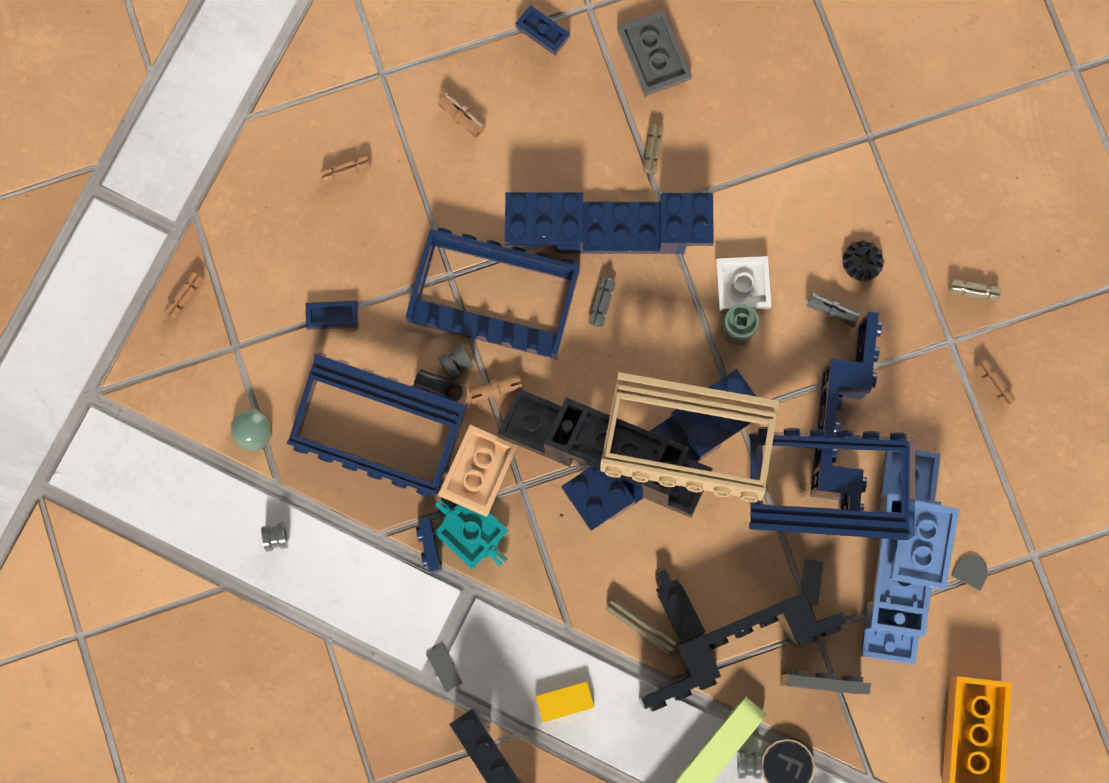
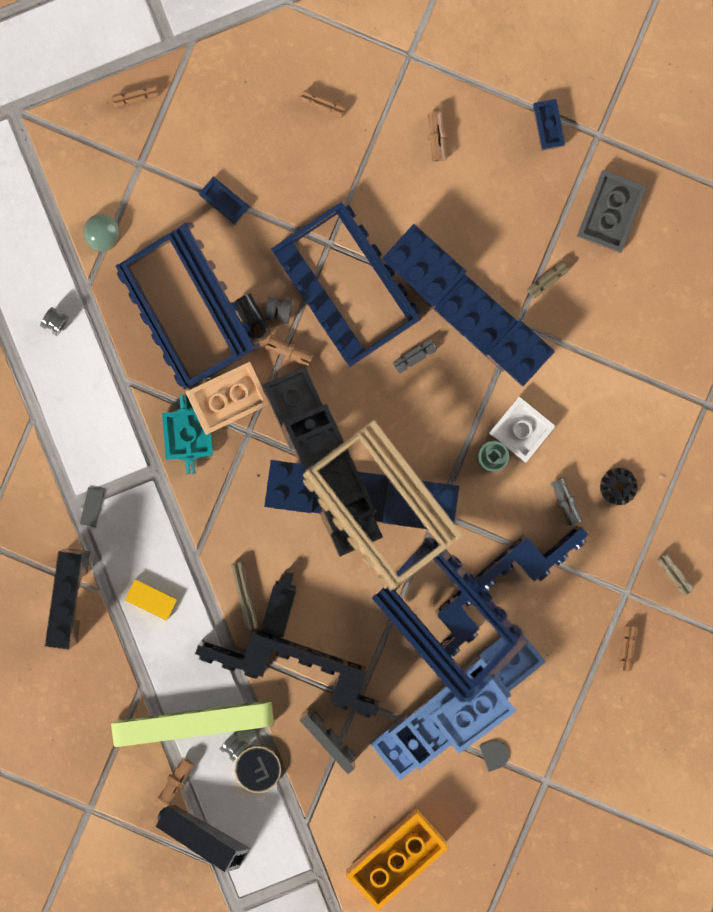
camera: 40 degrees right, 10 degrees up
(426, 535) = (155, 410): dark blue plate -> none
(812, 580) = (383, 667): dark grey window -> none

